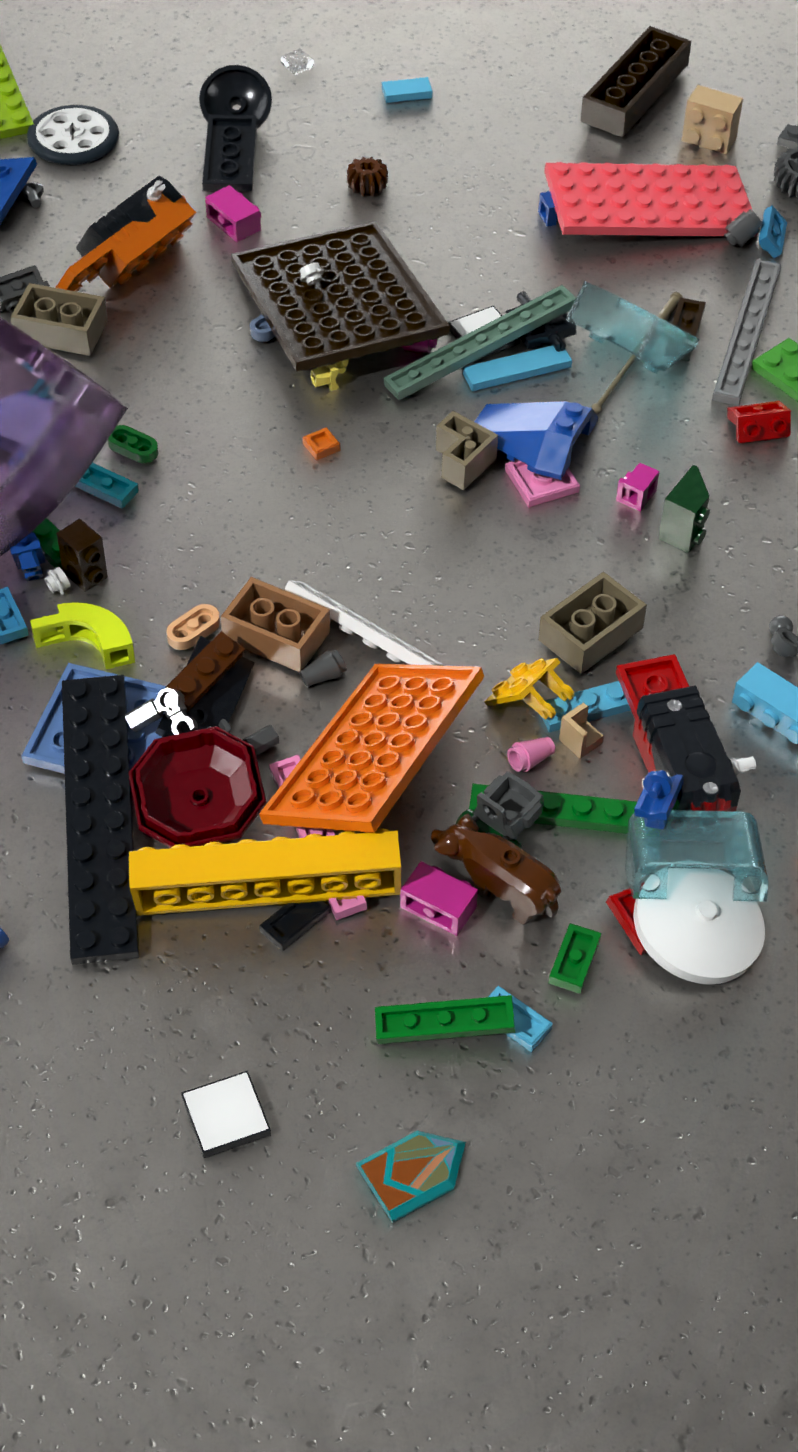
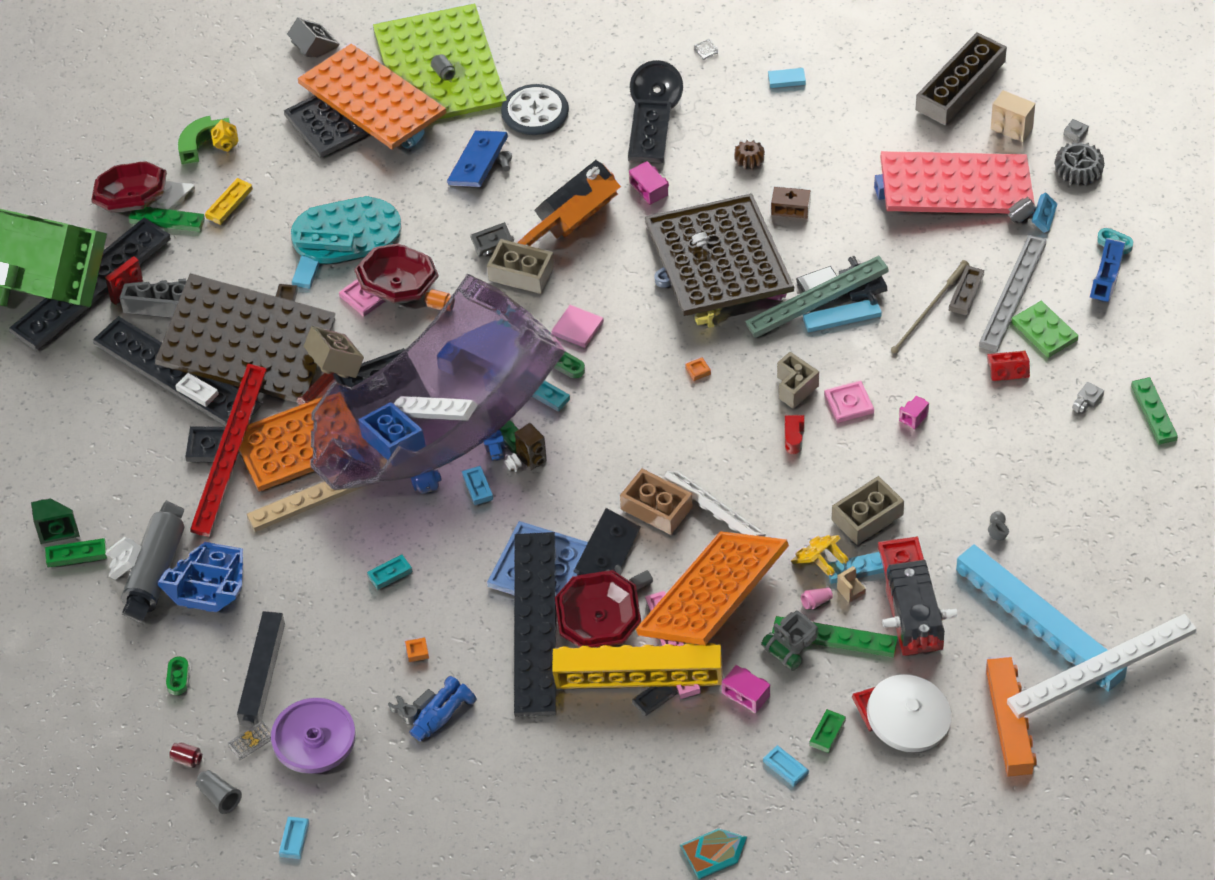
camera: 10 degrees right, 0 degrees up
(86, 624) = (532, 494): neon yellow arch -> none
(146, 394) = (577, 326): none -> bright pink tile
(168, 701) = (584, 553): bar -> none
(187, 629) = (601, 500): light nougat plate -> none
(207, 668) = (606, 532): reddish brown plate -> none
(225, 1114) = (604, 811): white tile -> none
(324, 668) = (685, 533): dark grey cone -> none
(429, 230) = (790, 202): none -> brick
(444, 1019) = (741, 763): green plate -> none
(467, 522) = (793, 439): none -> red leg
(501, 869) = (785, 672): reddish brown animal -> none
(539, 432) = (848, 368): wedge -> none
(630, 327) = (928, 288): clear light blue windscreen -> none
(658, 798) = (888, 632): blue hips -> none
(685, 512) = (941, 434): dark green slope -> none
(697, 842) = (911, 662): clear light blue windscreen -> none

